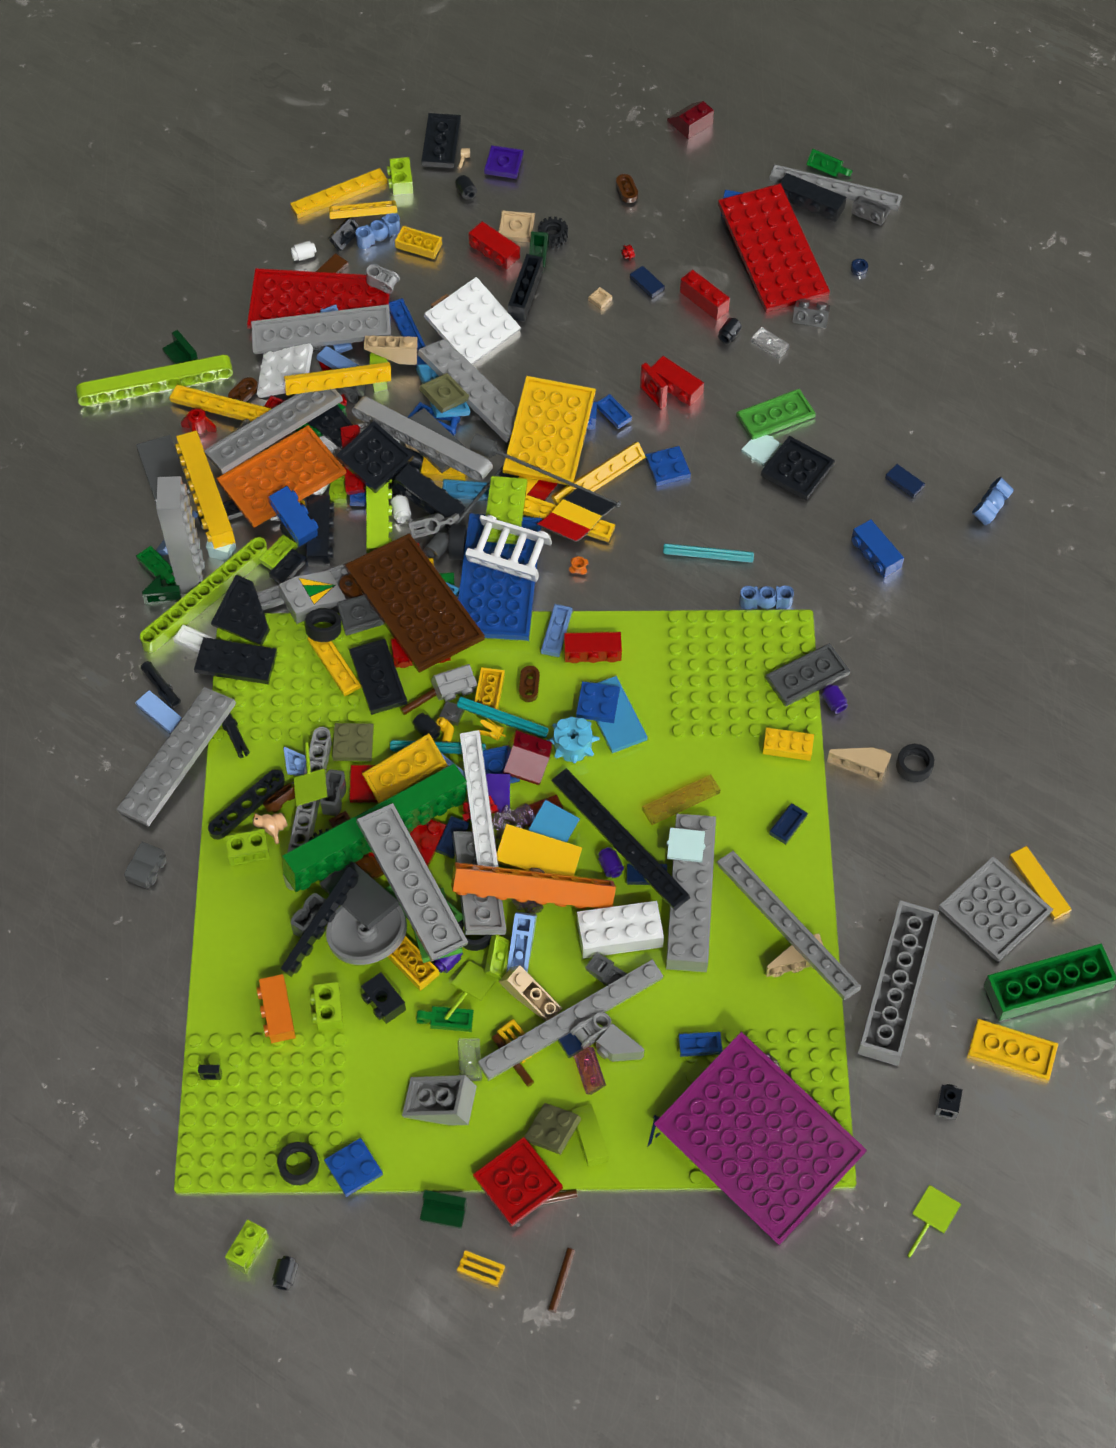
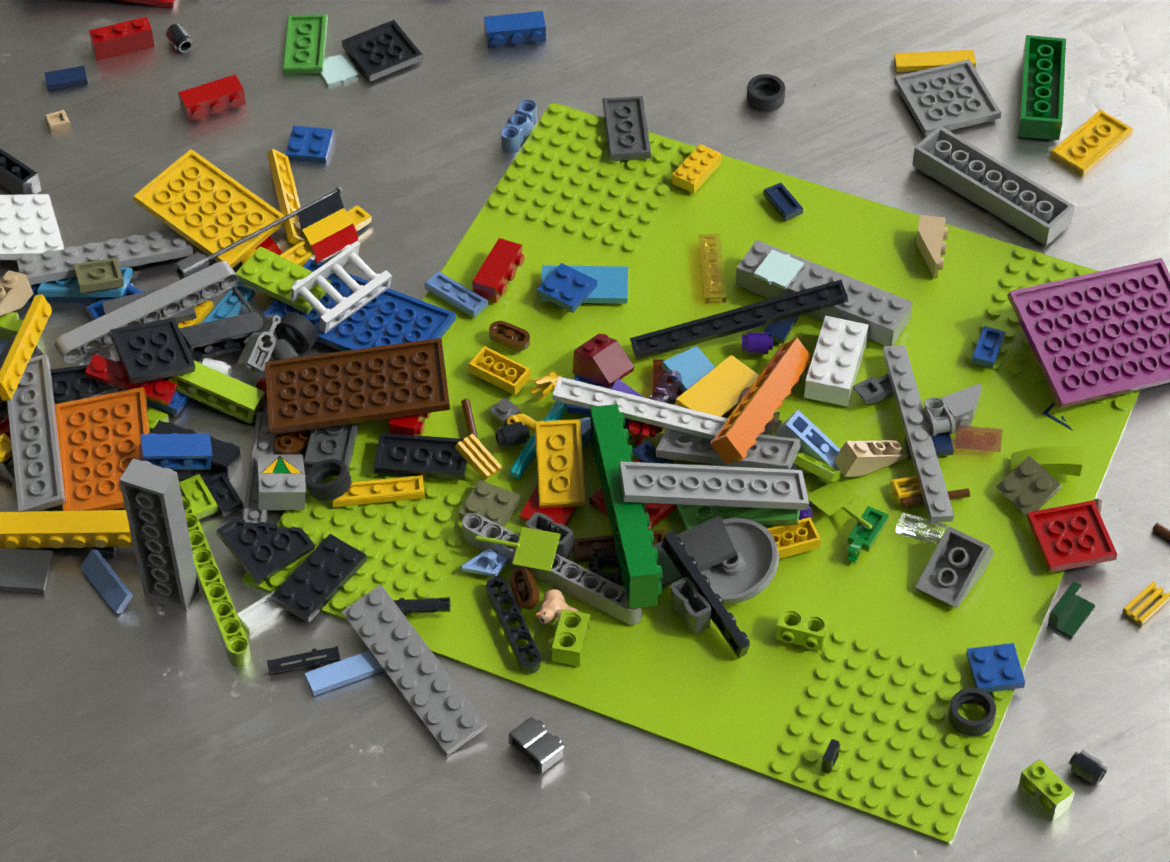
camera: 65 degrees left, 10 degrees down
(156, 565) = (140, 614): green plate -> none
(156, 593) = (179, 622): dark green slope -> none
(276, 1009) = (783, 672): orange brick -> none
(380, 987) = (816, 576): black brick -> none
(397, 697) = (481, 456): none -> yellow tile
(454, 682) = (474, 392): light grey brick -> none
(502, 717) = (540, 367): teal axle -> none
(573, 739) = (599, 317): medium azure brick -> none
(578, 561) = (385, 253): orange plate -> none
(614, 411) = (220, 157): blue plate -> none
(628, 252) = (17, 77): red plate -> none
(653, 386) = (211, 112): red tile -> none
(706, 552) = (435, 151): teal axle -> none
(770, 342) = (214, 17): clear plate -> none
(789, 926) = (903, 229): light grey plate -> none
(834, 698) = (664, 120): dark purple brick -> none
(864, 761) = (746, 124): tan slope -> none
(948, 1101) = (1125, 199): black brick -> none

